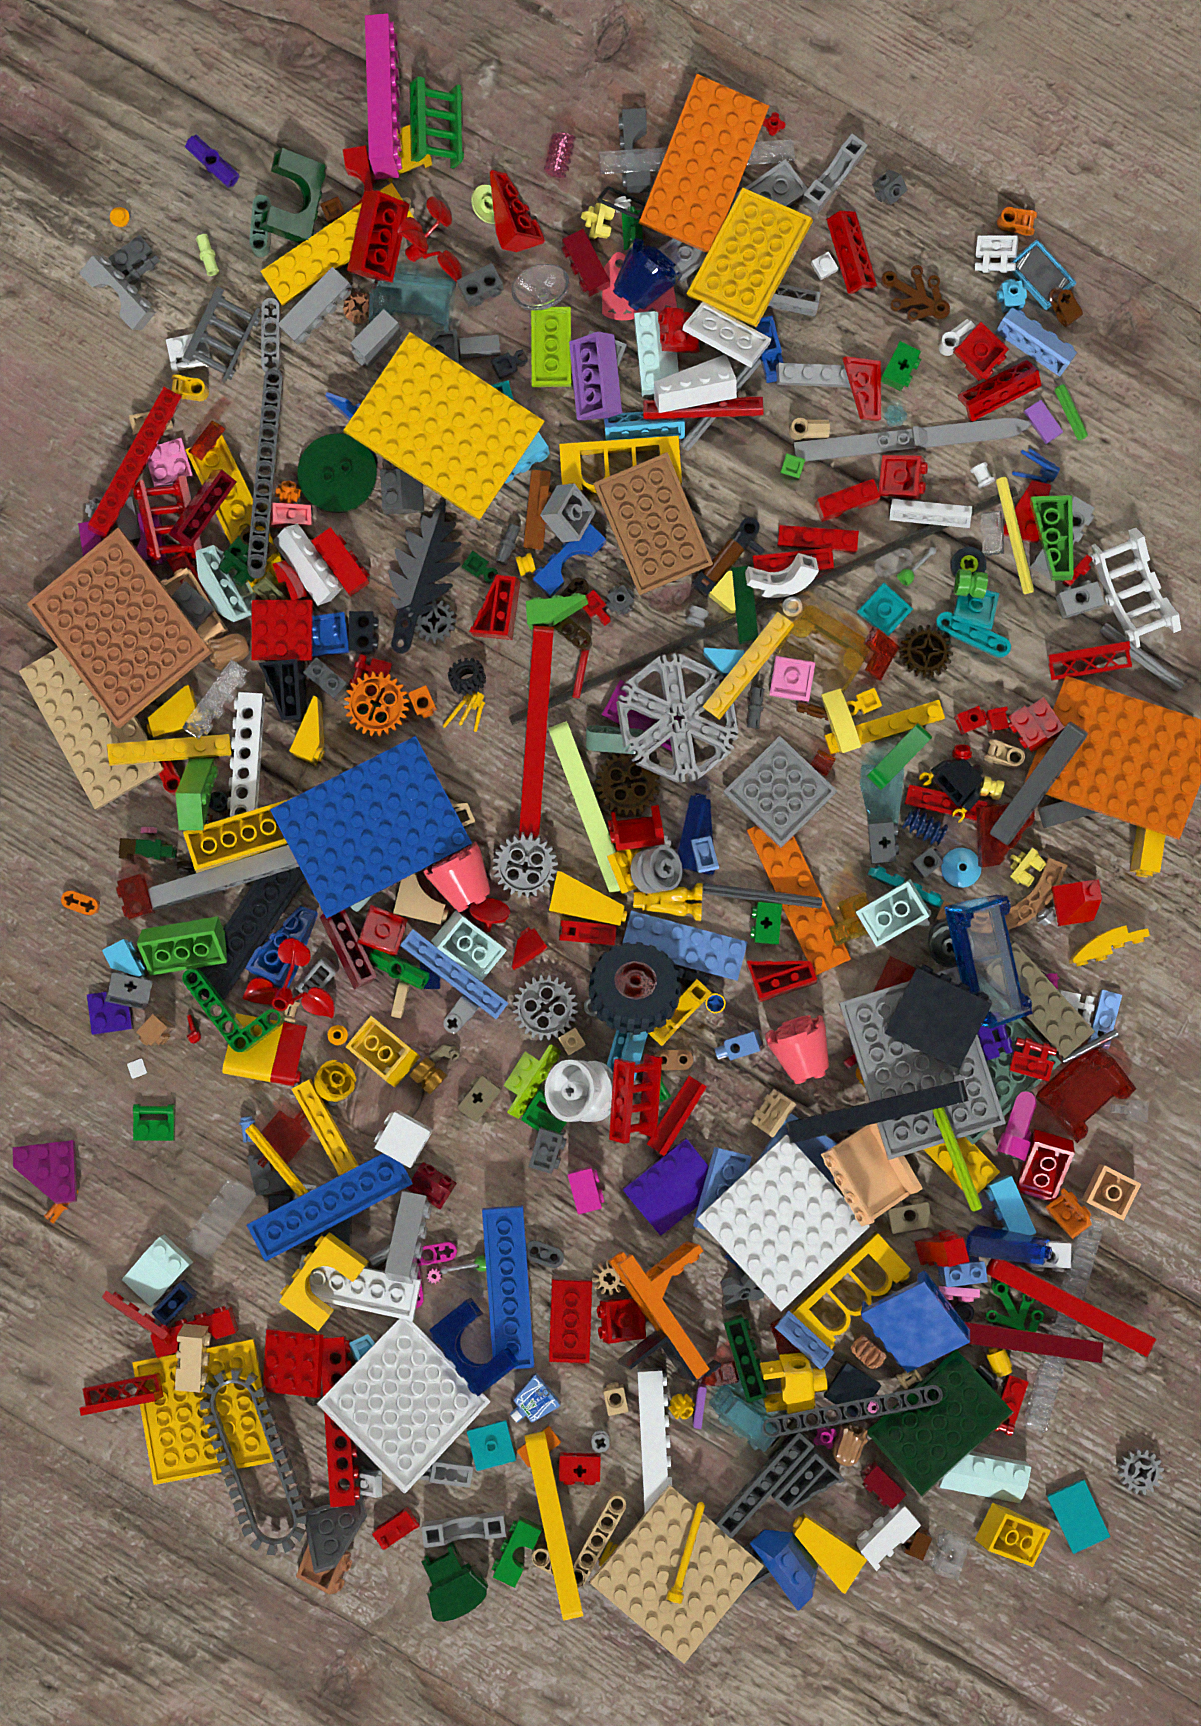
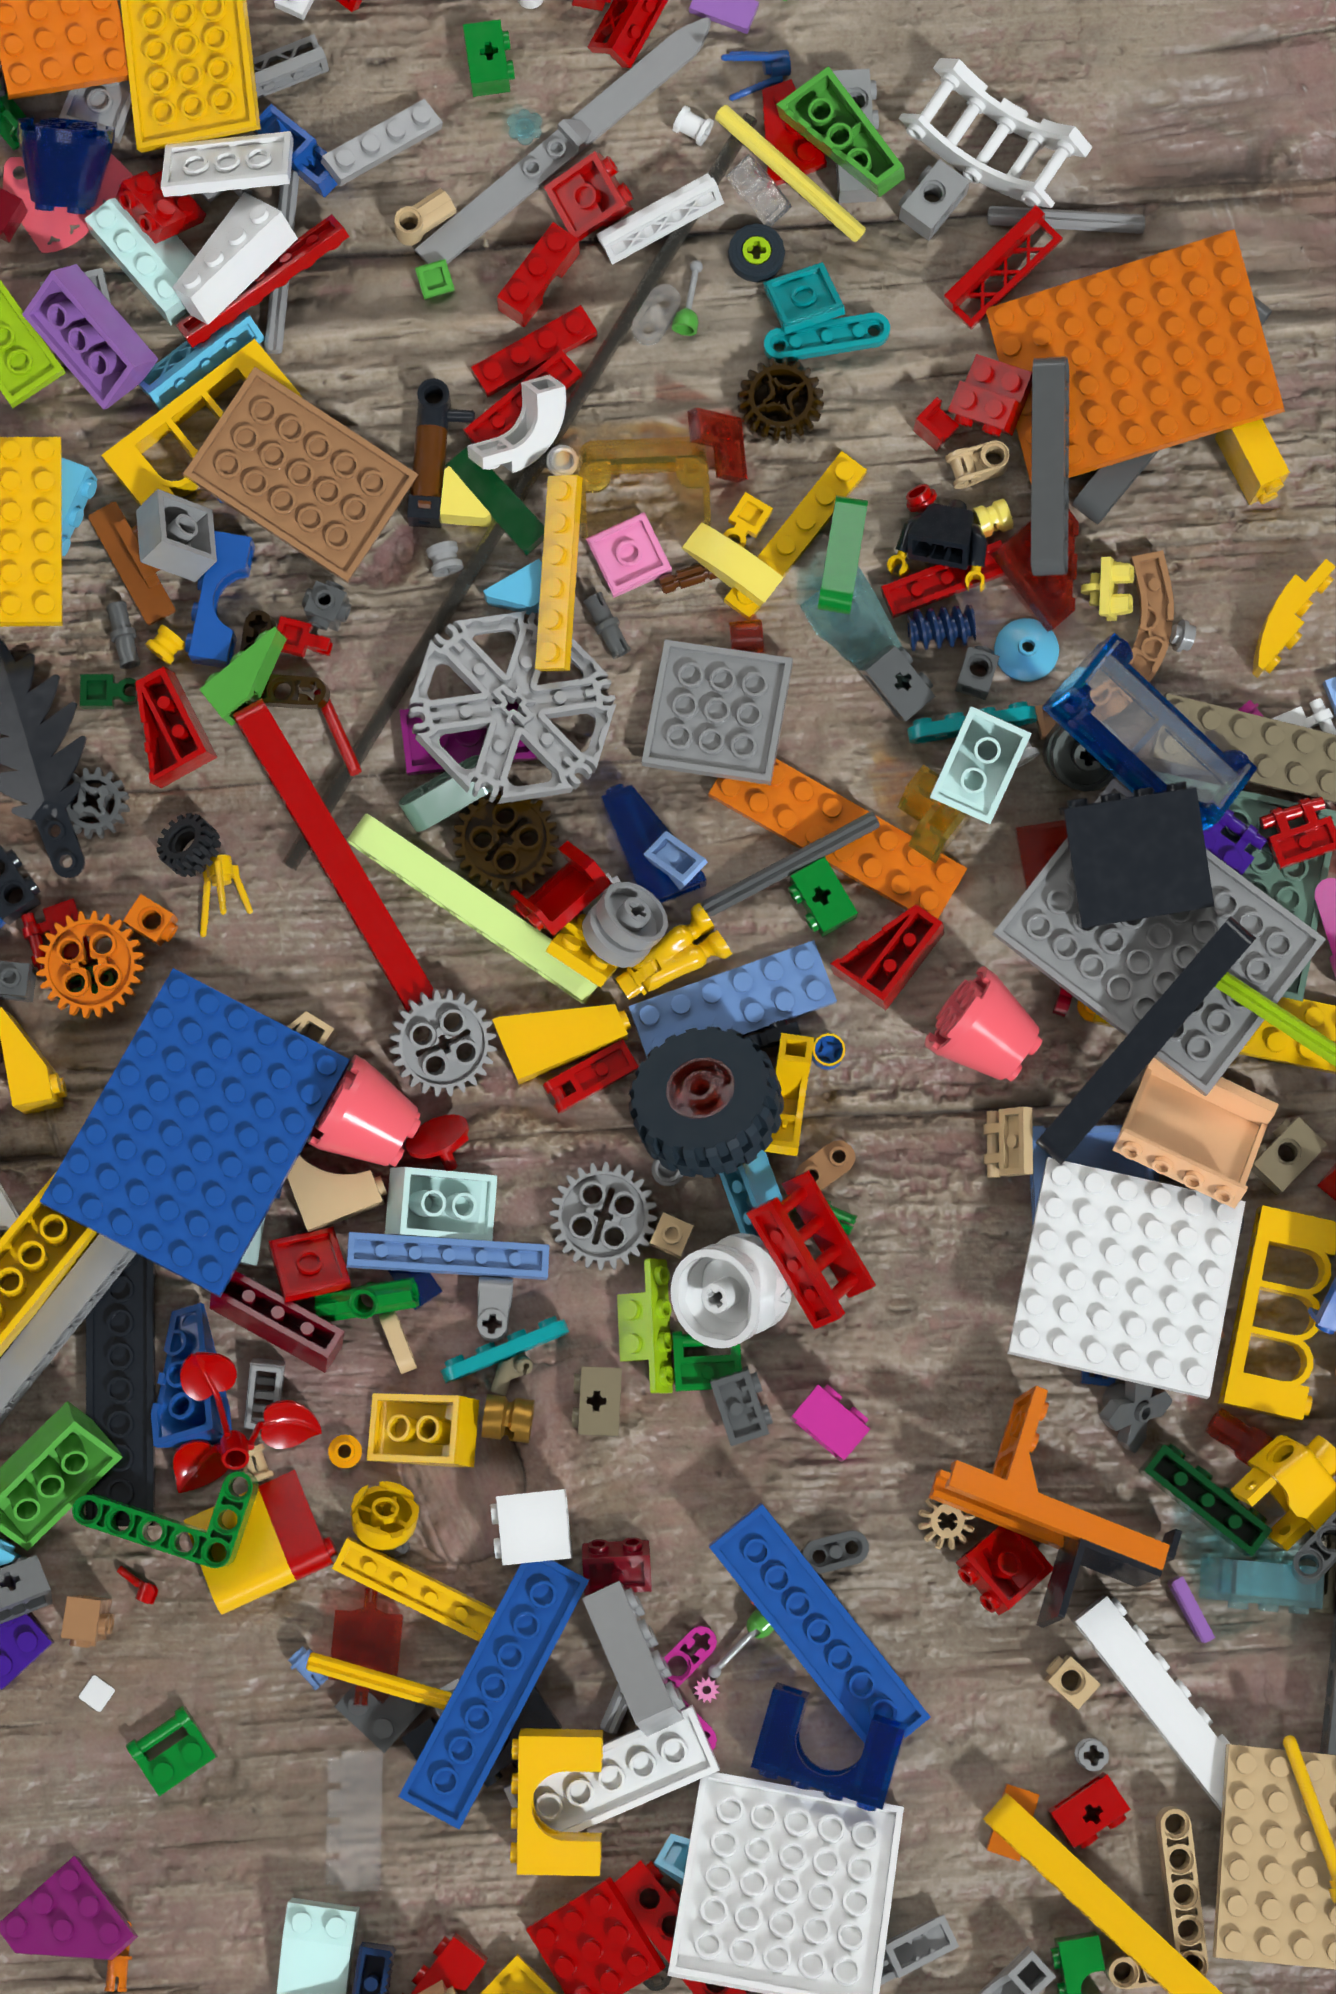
camera: 35 degrees left, 5 degrees down
(441, 1037) = (517, 1343): none -> teal plate
(491, 1445) = (947, 1867): teal plate -> none
(527, 947) = (524, 1149): red slope -> none
(534, 1400) = (962, 1762): torso -> none
(570, 1321) = (935, 1619): red tile -> none
(606, 1554) = (1209, 1903): yellow pin -> none
(669, 1186) = (945, 1337): dark purple slope -> none
(677, 1115) = (883, 1237): red fence -> none
(681, 1406) = (1167, 1627): yellow gear -> none
(723, 1172) = (999, 1269): medium blue plate -> none
(724, 1375) = (1194, 1544): clear red plate -> none
(748, 1042) = (909, 1070): medium blue torso -> none
(804, 1339) = (1267, 1416): medium blue plate -> none
(865, 384) = (459, 113): red wing -> none
(885, 609) = (687, 382): teal plate -> none
(968, 583) = (781, 269): bright green wheel -> none
(970, 720) = (902, 449): red brick -> none
(1077, 902) = (1209, 588): red slope -> none
(1081, 568) = (908, 157): red plate -> none

